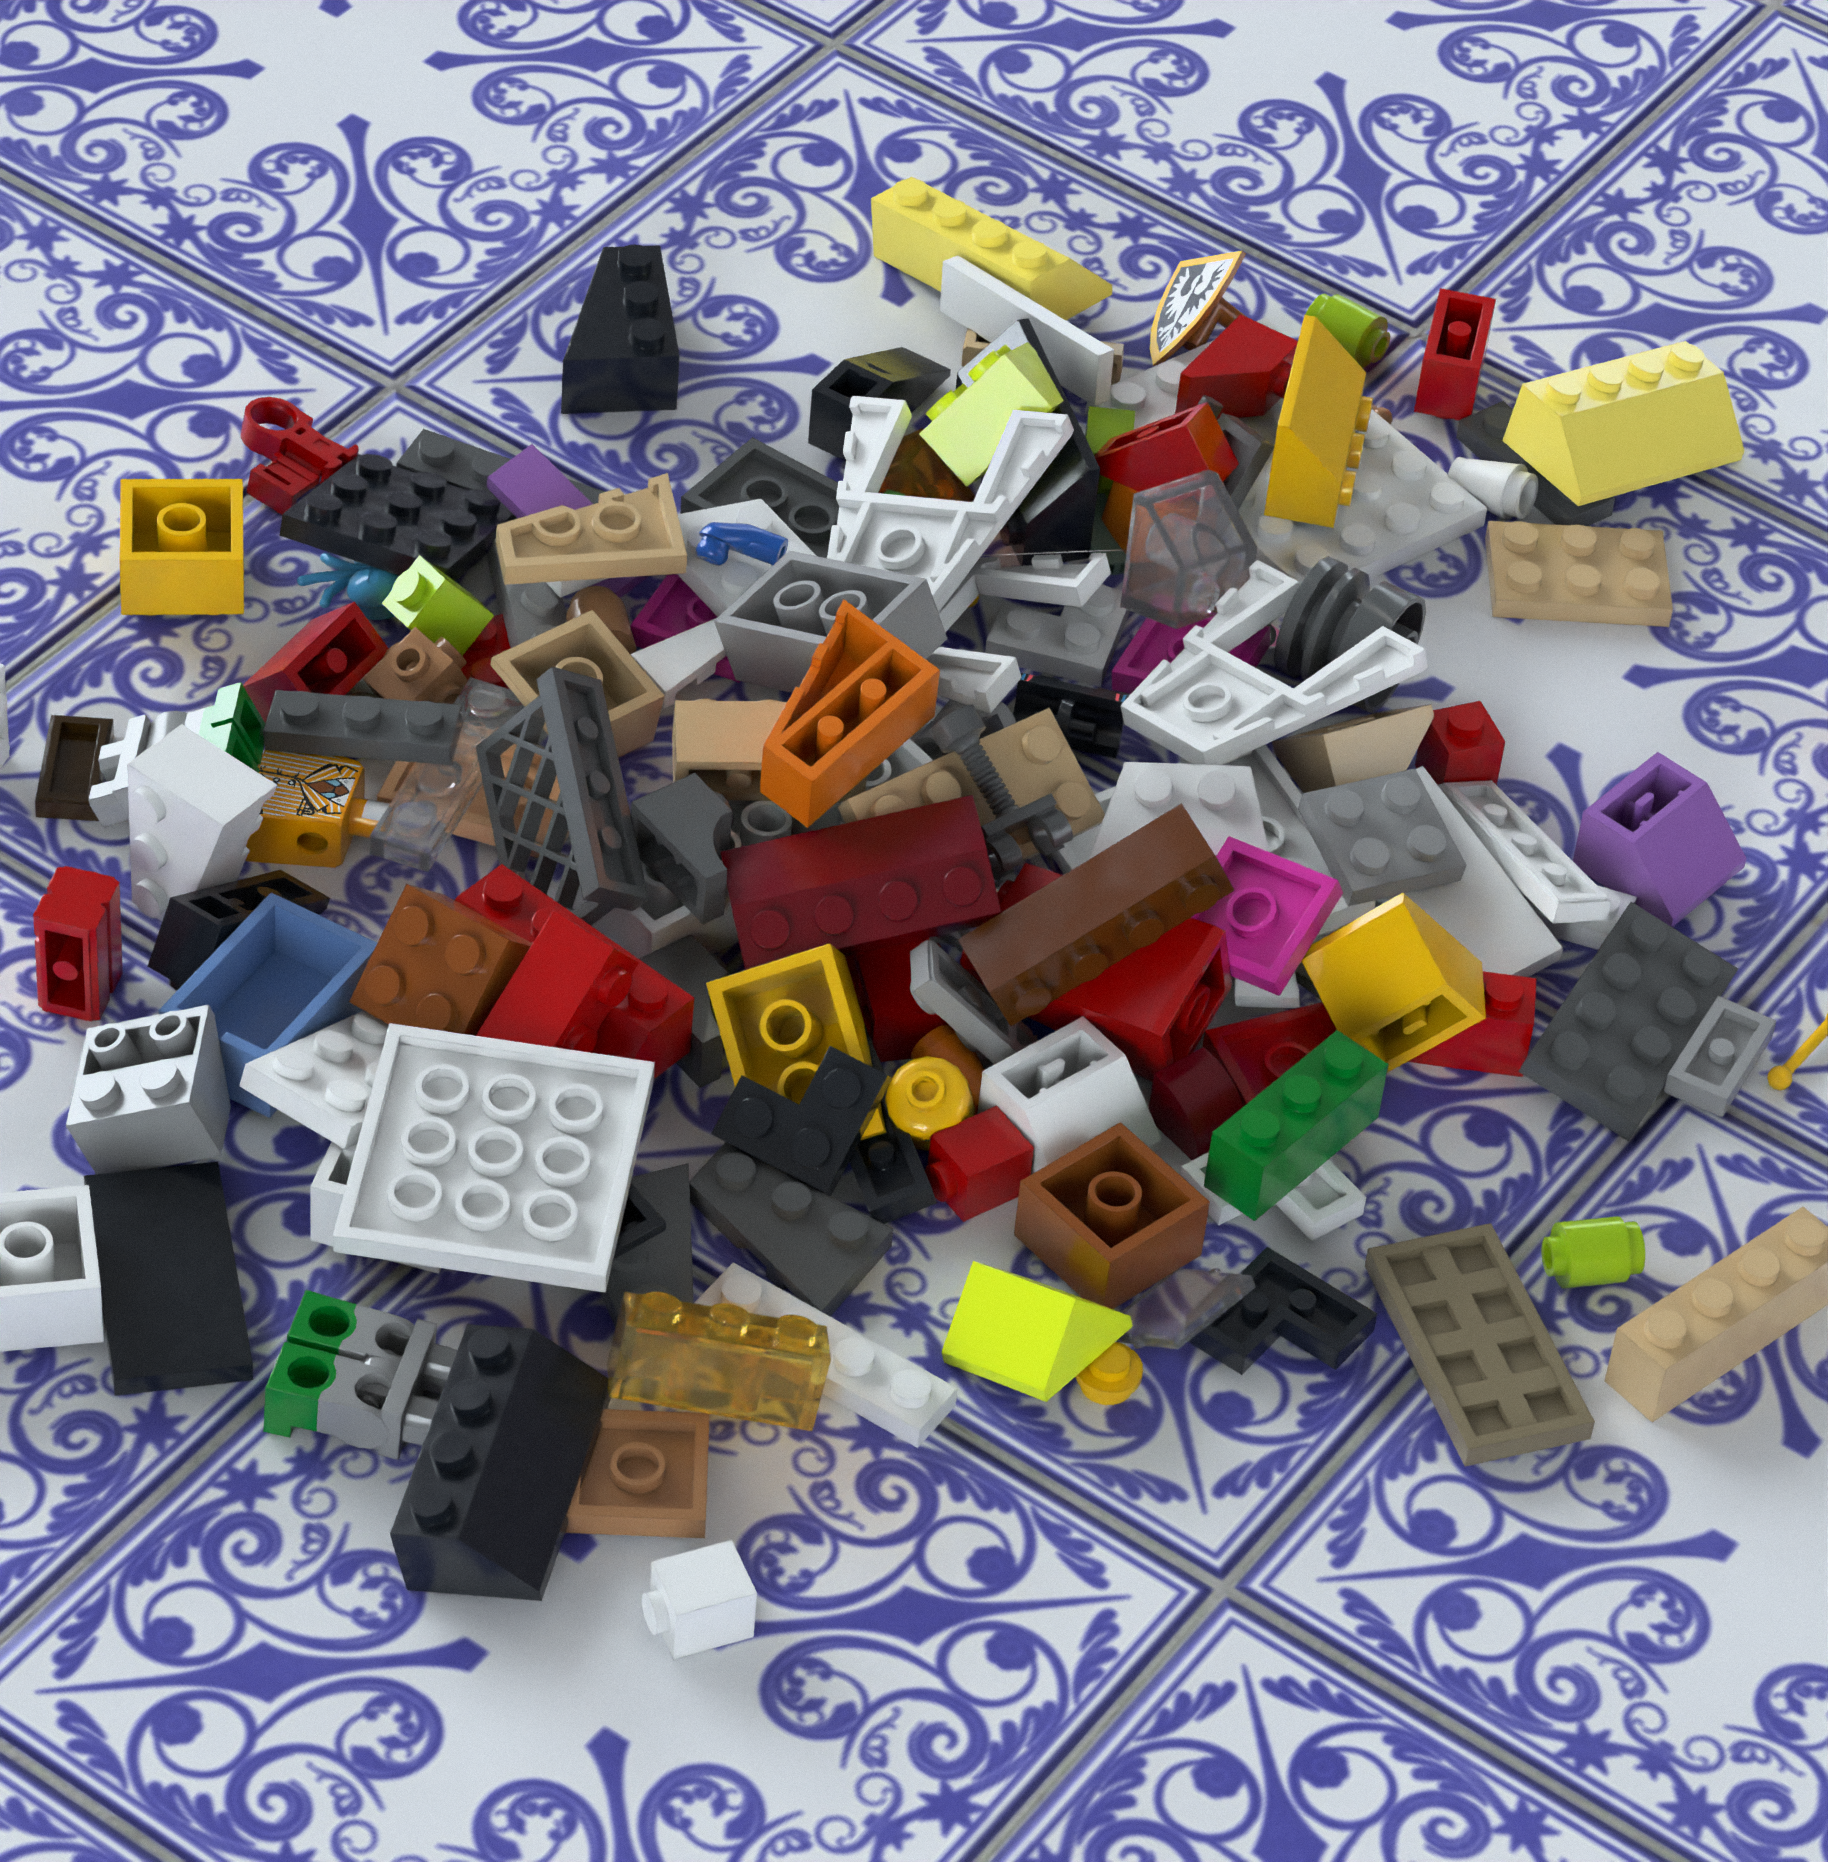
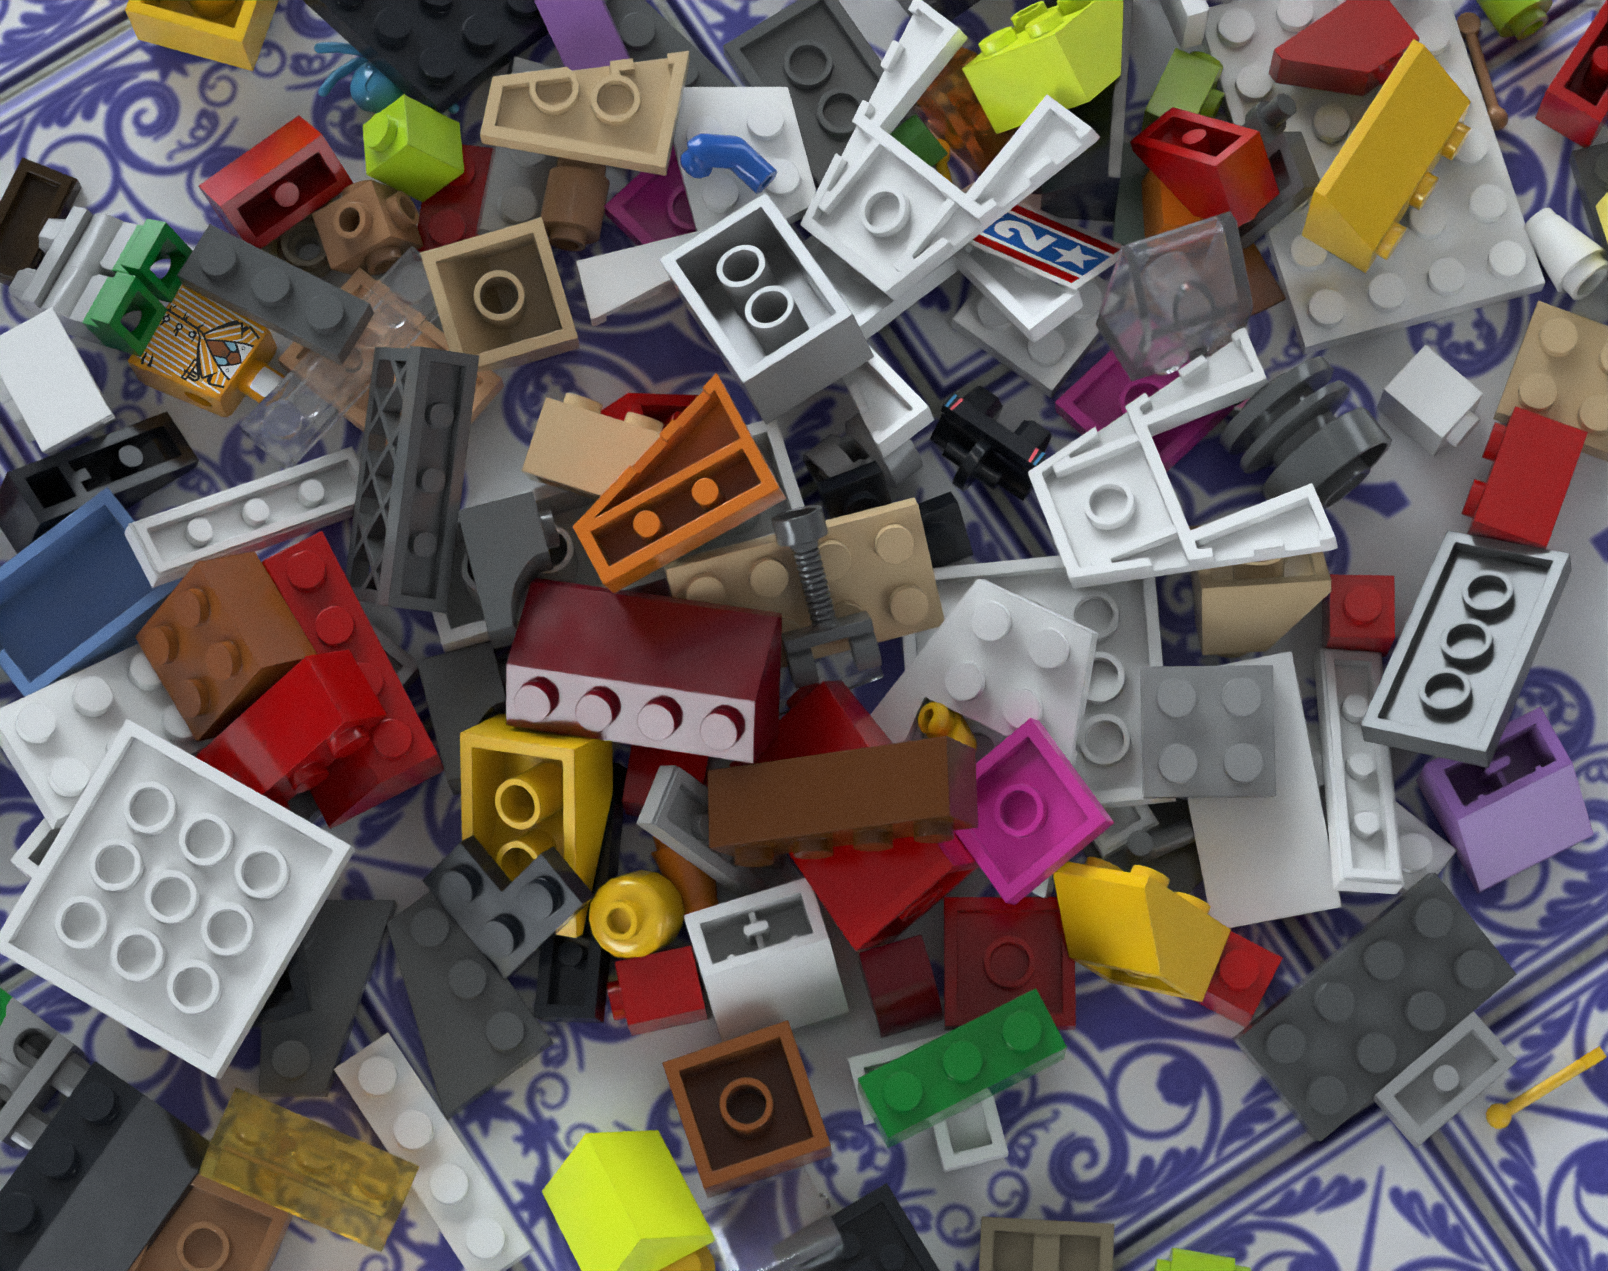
camera: 30 degrees right, 30 degrees up
(363, 909) = (246, 516): none -> white tile
(1449, 598) = (1431, 402): none -> white brick
(1548, 638) = (1526, 480): none -> red brick
(1570, 737) = (1466, 648): none -> plate

